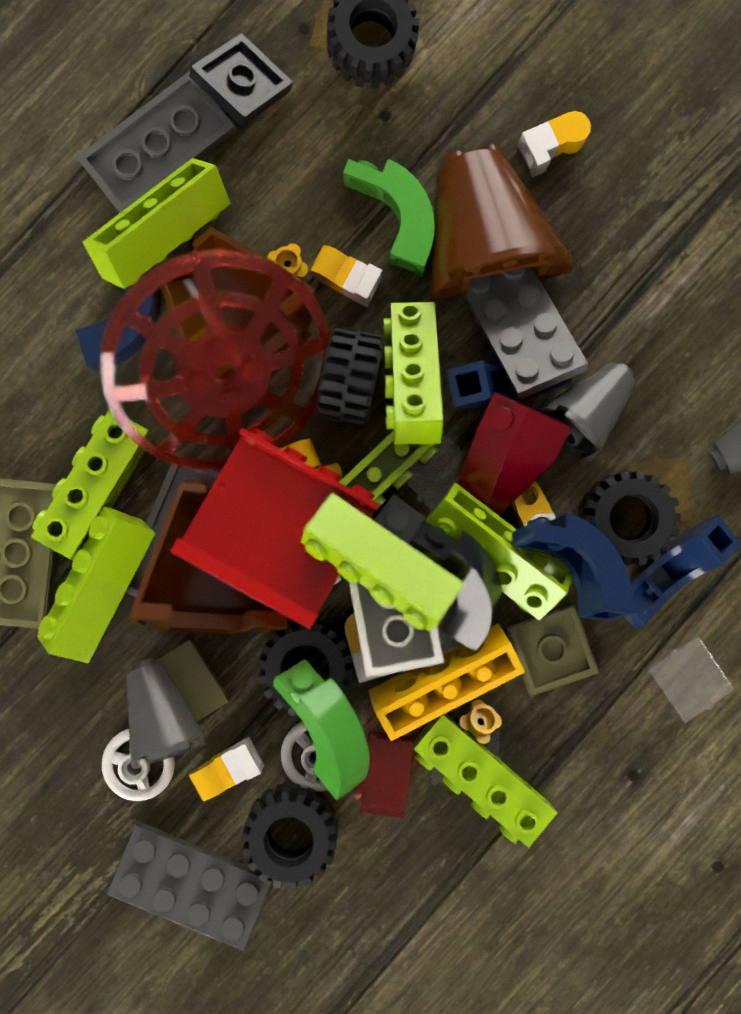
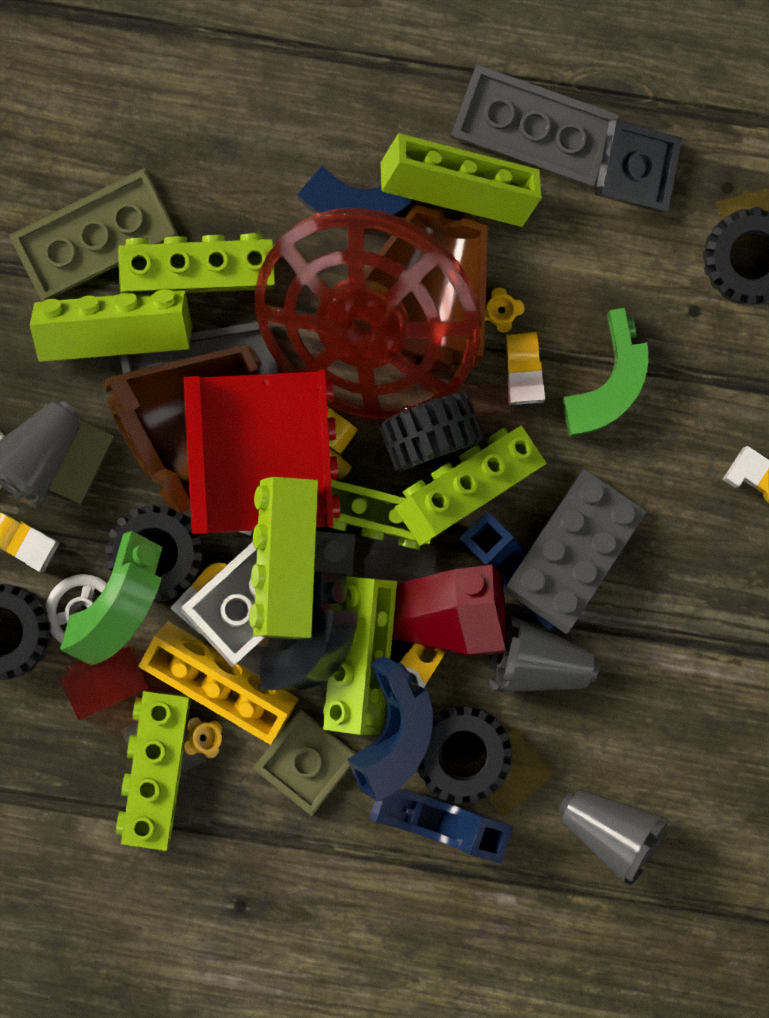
camera: 60 degrees right, 0 degrees up
(488, 224) = (647, 467): reddish brown cone -> none
(691, 679) = (358, 903): clear piece -> none

